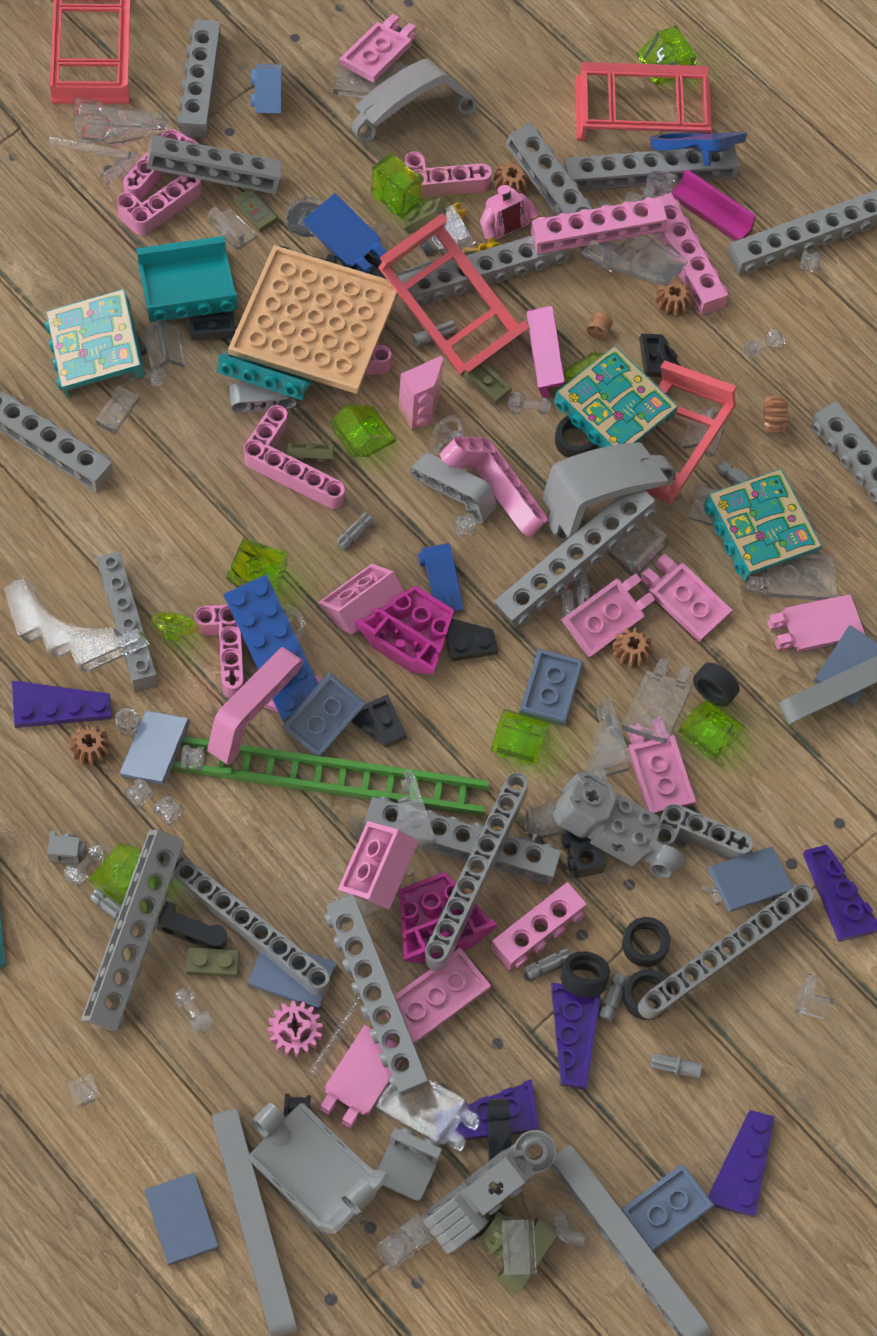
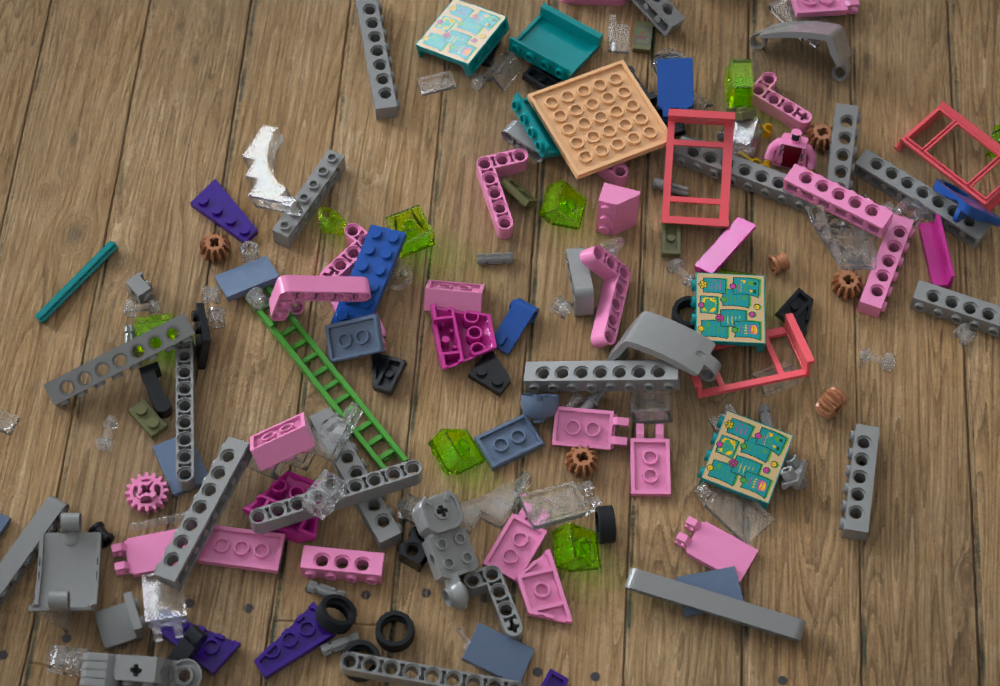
camera: 50 degrees right, 5 degrees down
(194, 841) = (202, 335): none -> black wing
(473, 877) = (320, 493): none -> clear brick
(548, 630) = (539, 405): none -> sand blue cylinder
(725, 789) = (543, 591): none -> bright pink wing
(812, 501) = (794, 473): none -> light grey hips

